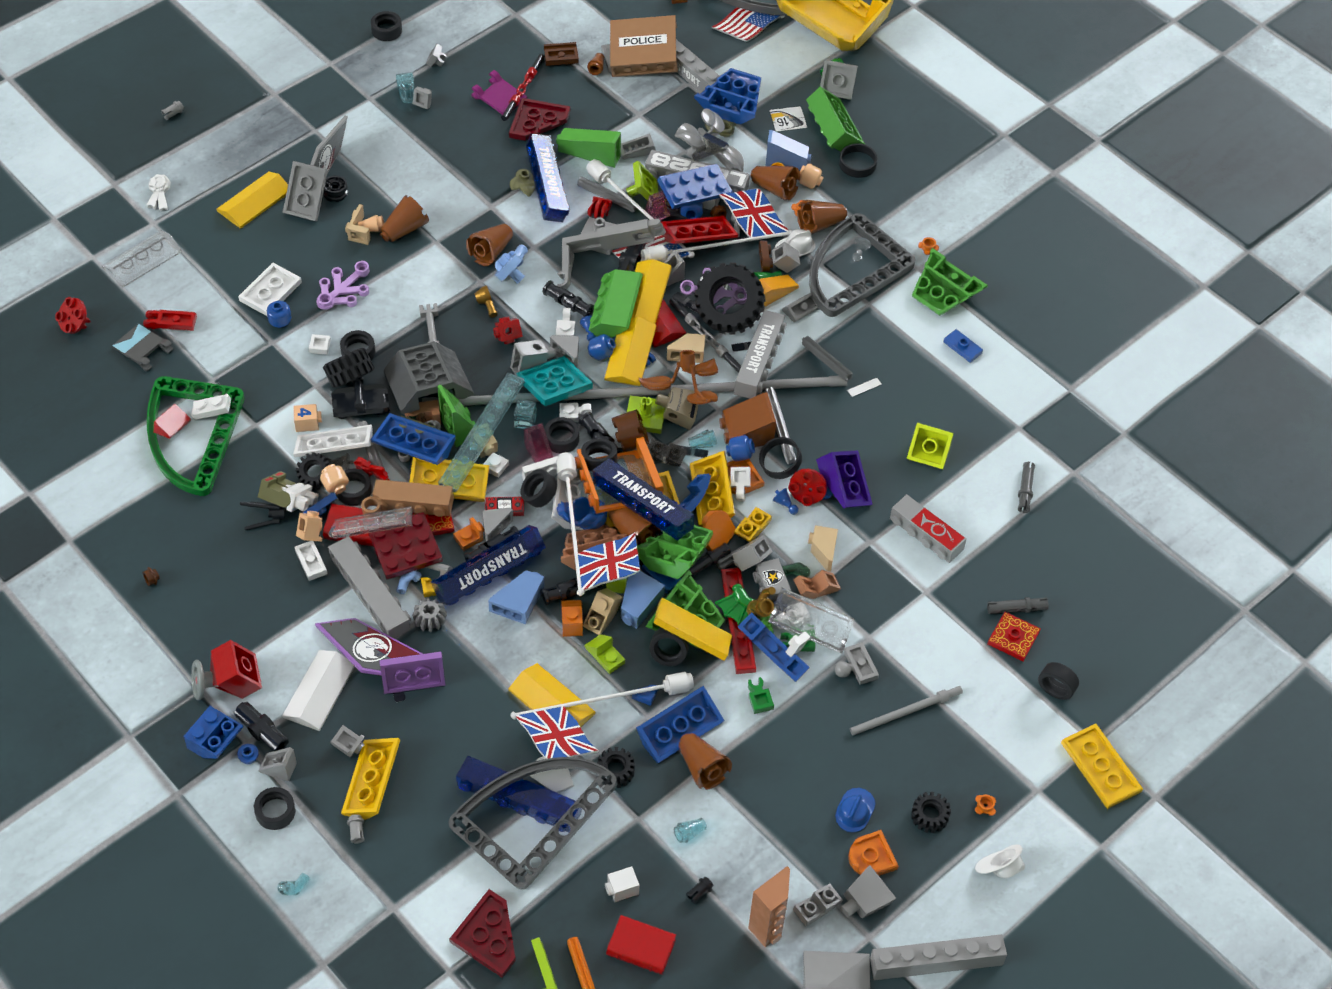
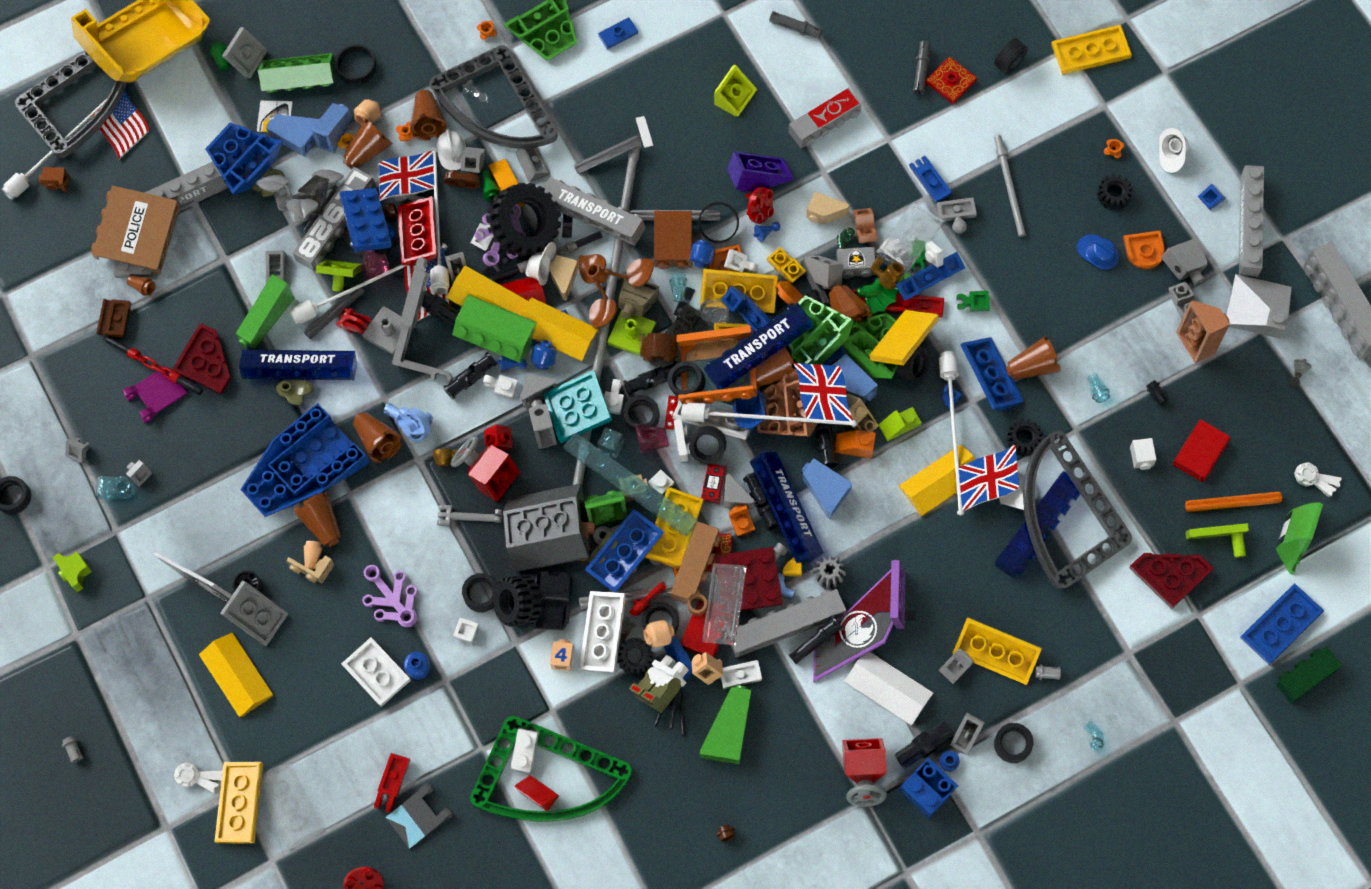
camera: 70 degrees left, 15 degrees up
(139, 222) = (239, 802): none -> yellow tile
(255, 559) = (728, 731): none -> bright green slope
(327, 76) = (72, 569): none -> lime brick
(360, 617) = (824, 634): none -> black pin
(455, 197) = (302, 463): none -> blue wedge
(473, 327) = (489, 470): none -> red piece
(682, 471) = (714, 312): none -> clear hair
(693, 324) = (539, 264): none -> white piece
(715, 576) = (848, 303): none -> dark orange cone
(773, 120) = (293, 131): none -> medium blue slope
(888, 634) = (930, 179): none -> blue hinge
(960, 916) = (1211, 196): none -> blue slope

